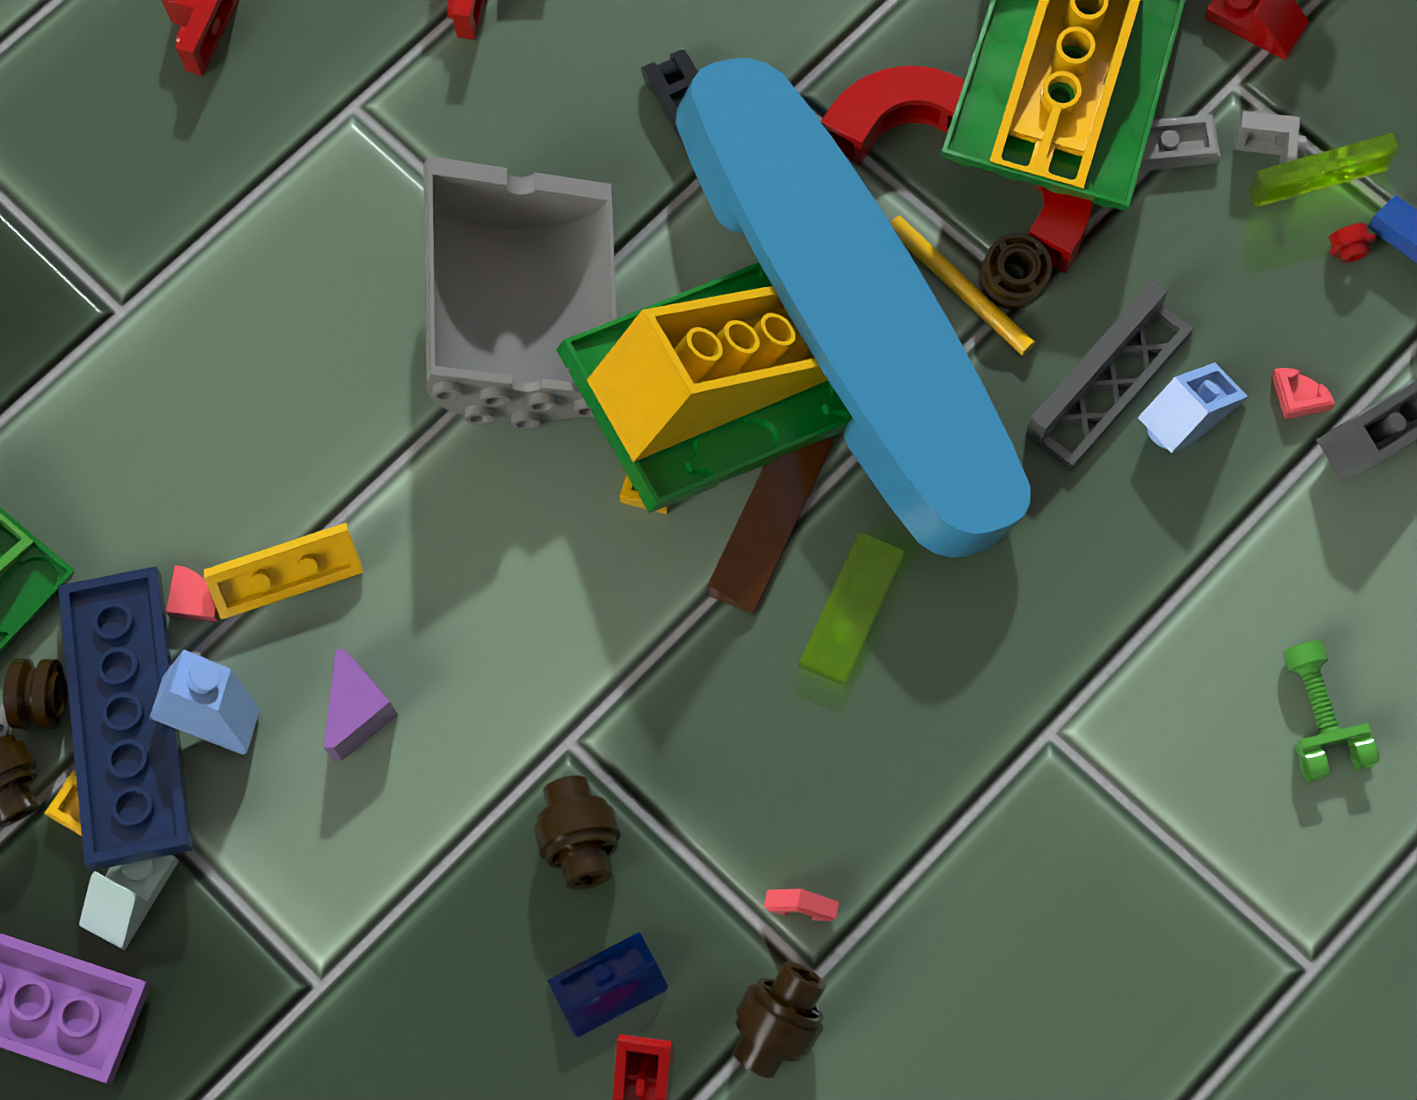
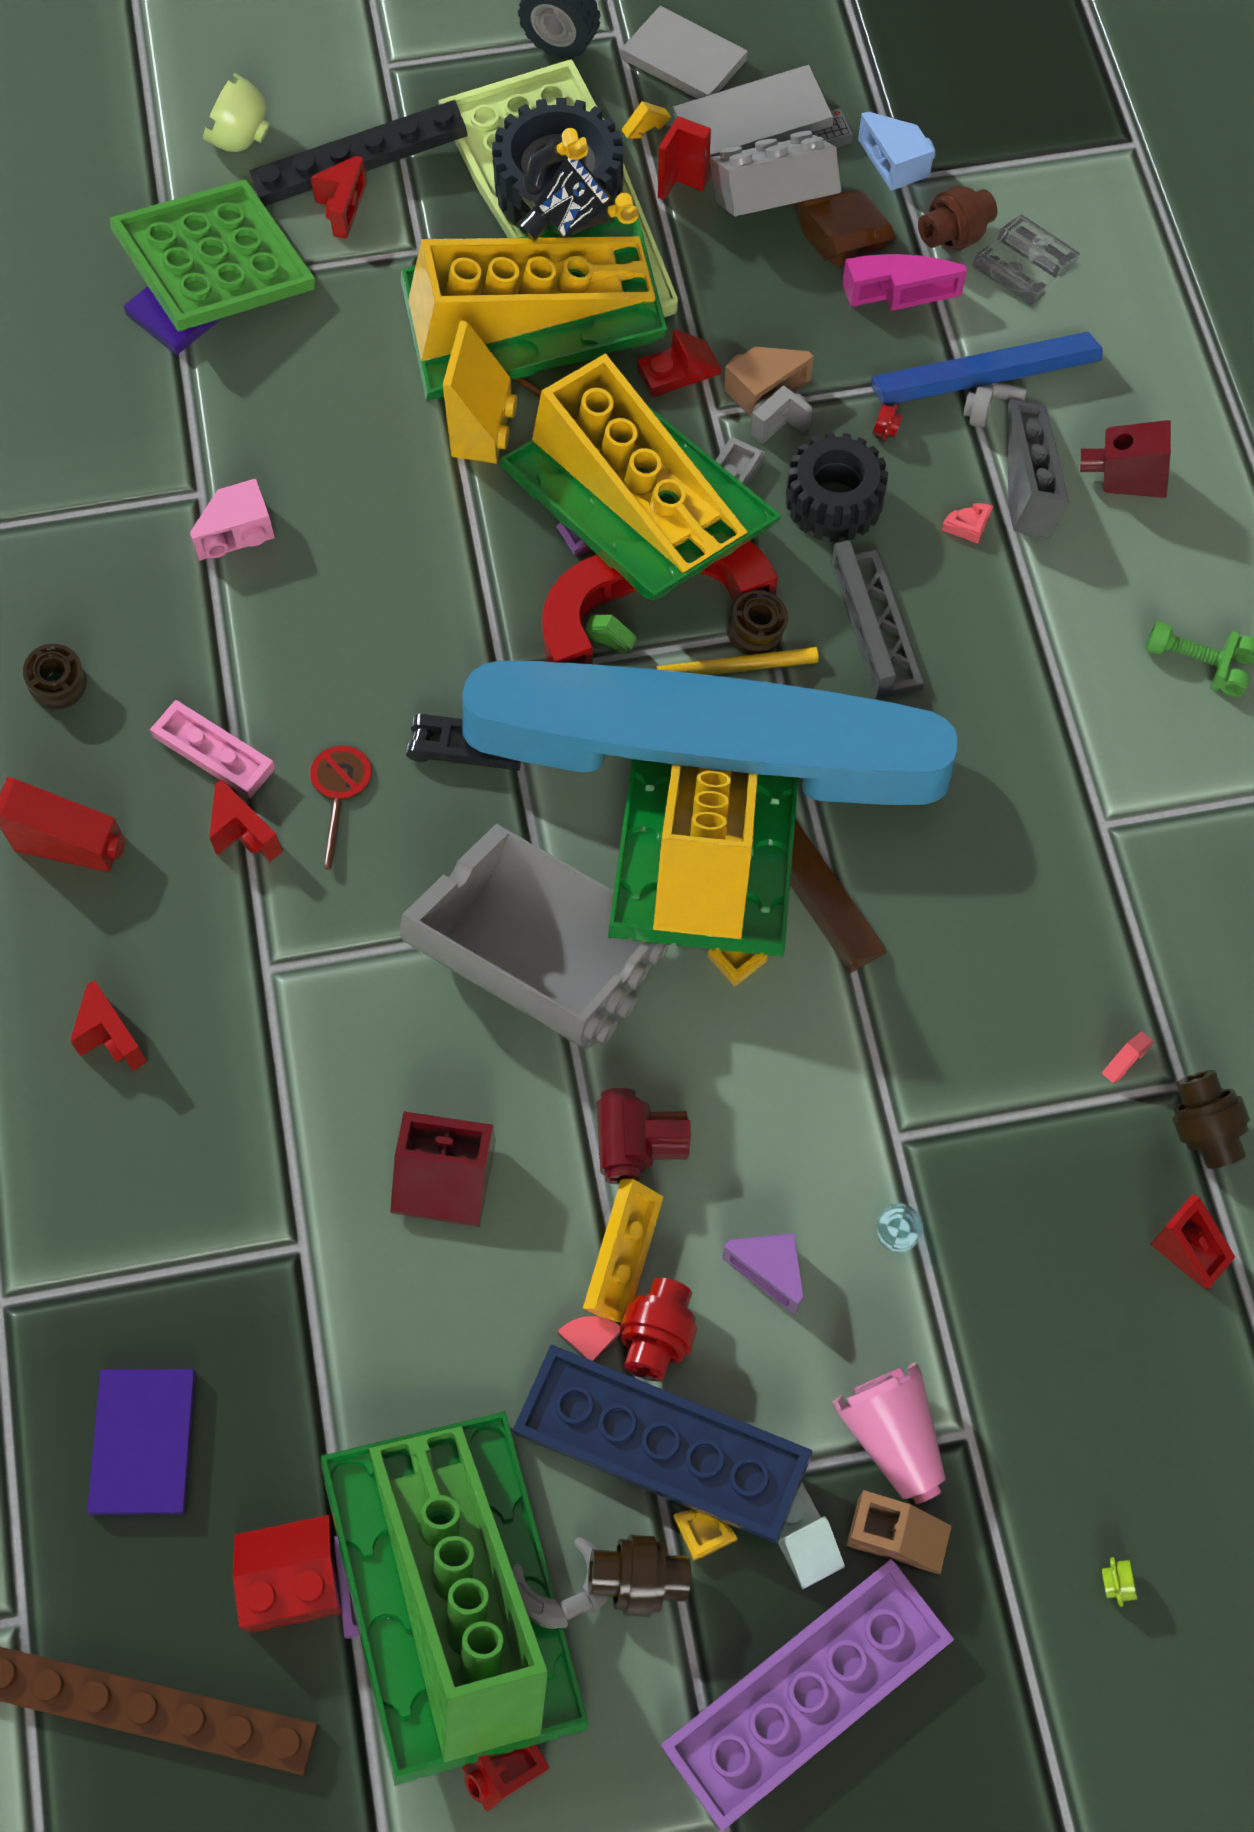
camera: 60 degrees left, 5 degrees down
(34, 694) = (594, 1502): dark brown wheel -> none
(171, 972) = (898, 1532): none -> medium nougat slope
(206, 703) = (697, 1372): light blue slope -> none
(230, 639) = (658, 1329): none -> red piece
(254, 369) = (442, 1168): none -> dark red slope
(265, 911) = (897, 1431): none -> bright pink cone
(397, 506) = (635, 1137): none -> dark red piece
(476, 798) = (899, 1227): none -> clear light blue tile
(577, 832) = (981, 1167): dark brown piece -> none
(579, 31) = (339, 775): none -> piece
(608, 984) = (1100, 1224): clear blue slope -> none
(851, 609) = (929, 886): clear neon green tile -> none
(900, 153) = (610, 632): none -> bright green tile
(1191, 407) = (938, 586): light blue slope -> none
(1231, 208) = (842, 462): none -> black tyre
(1311, 92) = (763, 372): none -> medium nougat slope
(1323, 170) = (827, 394): clear neon green tile -> none

